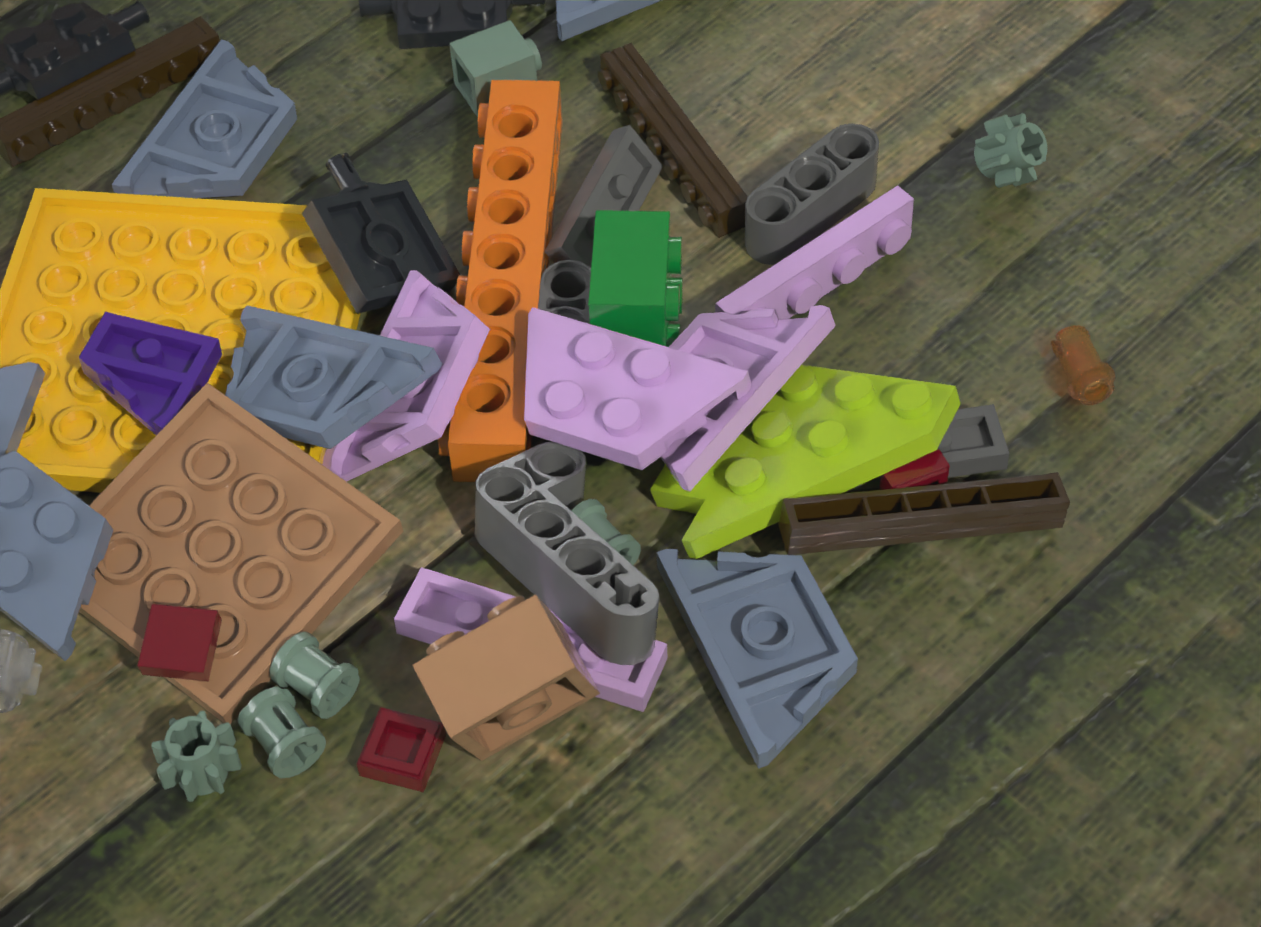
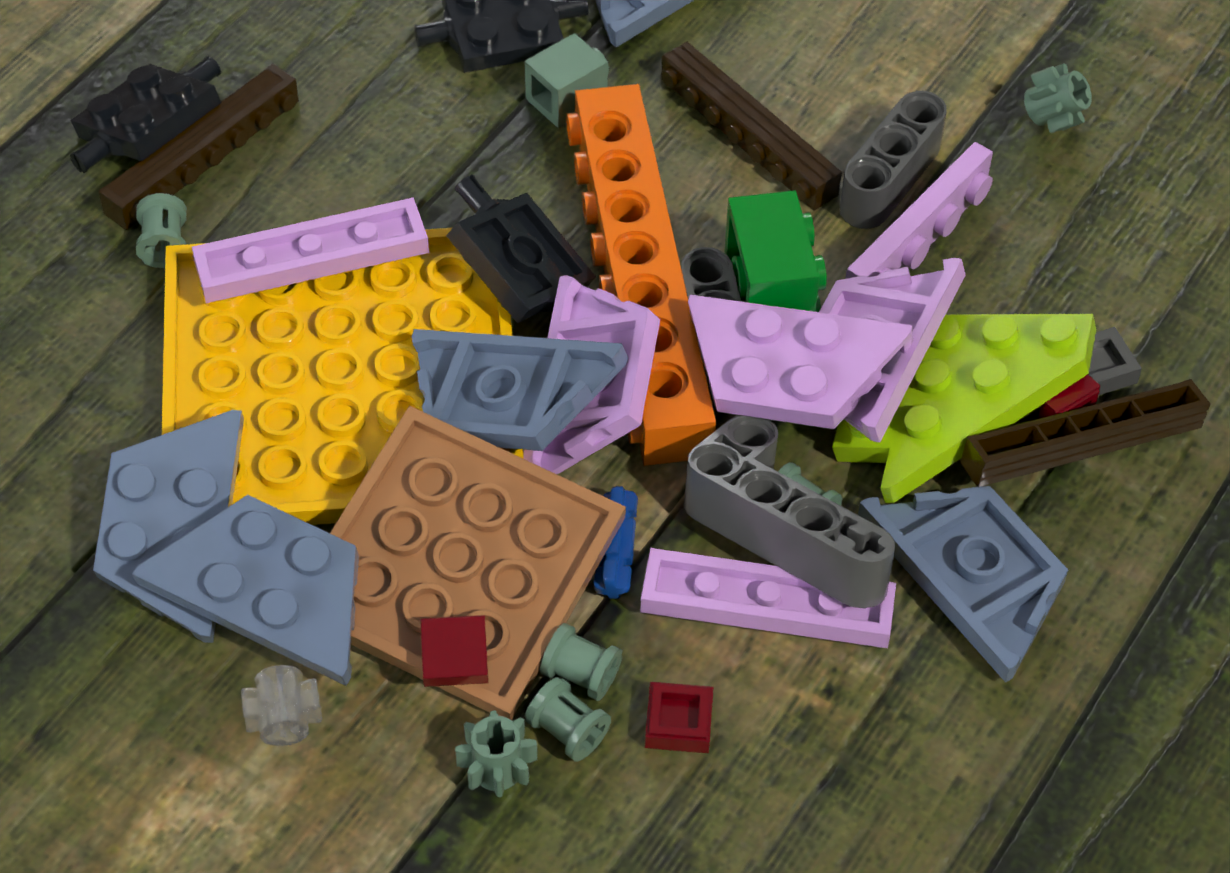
camera: 15 degrees left, 0 degrees up
(34, 171) = (154, 228): none -> sand green bush
(148, 366) = (340, 400): dark purple wing -> none
(168, 210) = (310, 250): none -> lavender plate
(212, 133) = (319, 166): sand blue wing -> none
(382, 588) = (614, 575): none -> blue axle
(504, 676) = (776, 632): medium nougat brick -> none
(615, 182) = (711, 180): dark grey plate -> none
(1087, 375) = (1185, 291): clear orange pin -> none

